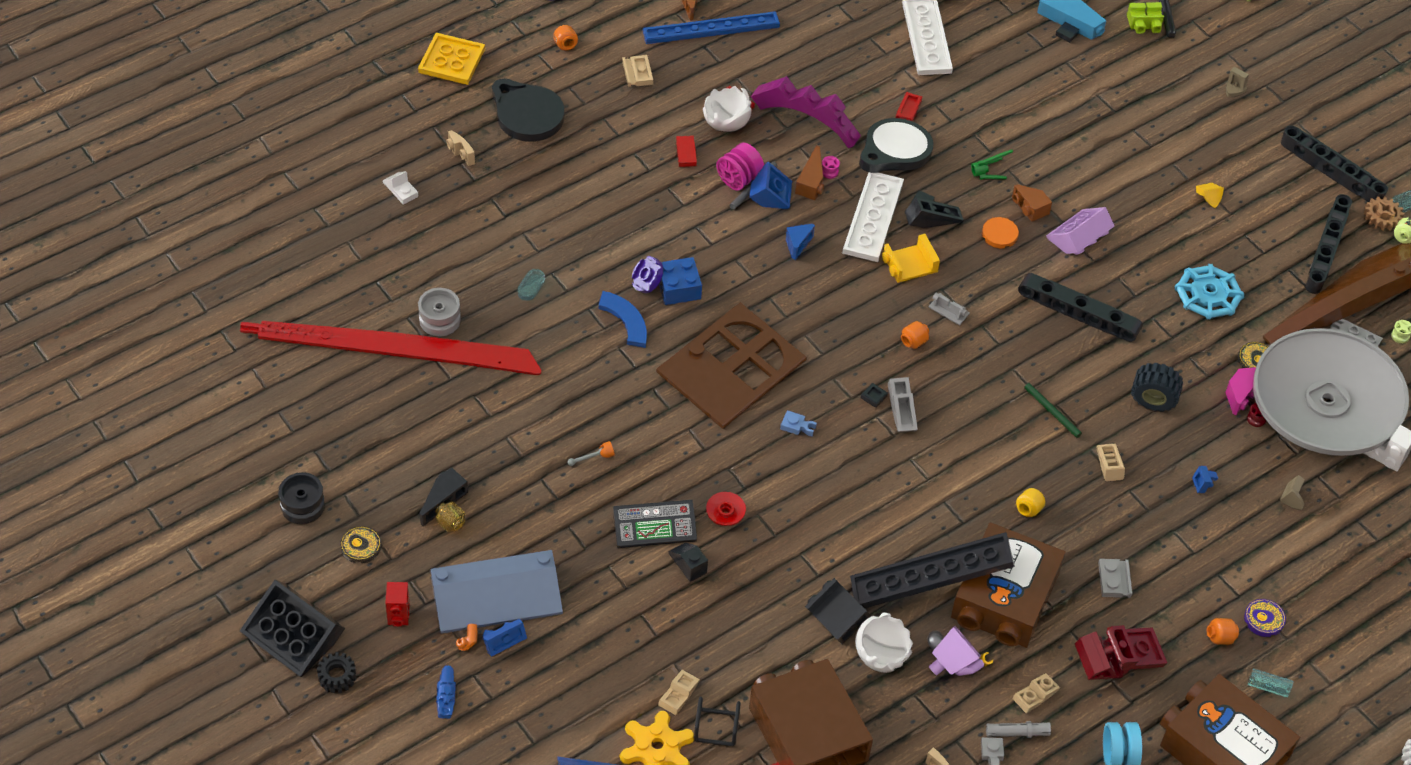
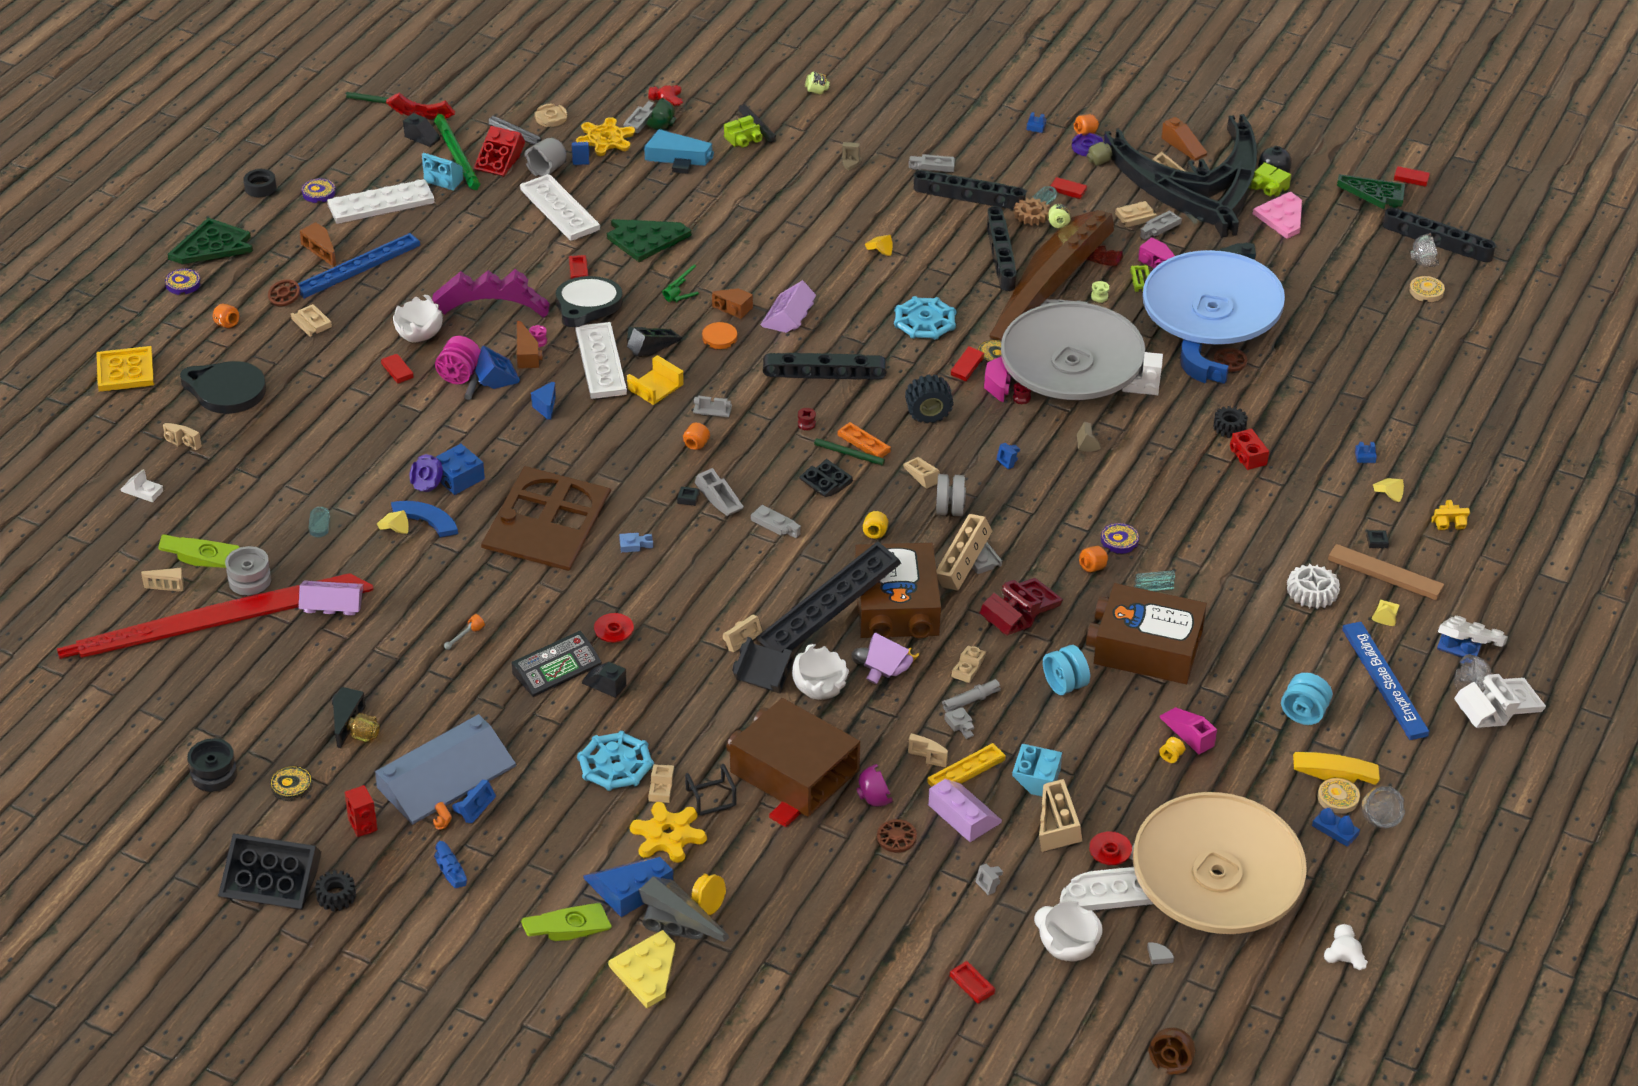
camera: 25 degrees left, 10 degrees down
(366, 289) = (169, 579): none -> tan slope
(411, 272) = (197, 551): none -> lime piece
(495, 368) = (330, 597): none -> lavender slope
(594, 313) = (396, 521): none -> light yellow tile
(630, 32) = (284, 292): none -> copper wheel
(655, 639) = (615, 751): none -> medium azure plate
(841, 566) = (737, 635): none -> tan tile
(939, 457) = (775, 521): none -> light grey hinge
(991, 98) = (646, 238): none -> dark green wing
(1013, 431) = (826, 478): none -> black slope
(1027, 361) = (806, 419): none -> dark red wheel
(1073, 404) = (863, 440): none -> orange tile
(1094, 571) = (963, 552): none -> tan brick
(1120, 503) = (950, 495): none -> light grey wheel
(1221, 360) = (967, 363): none -> red tile
(1314, 120) = (932, 162): none -> light grey hinge

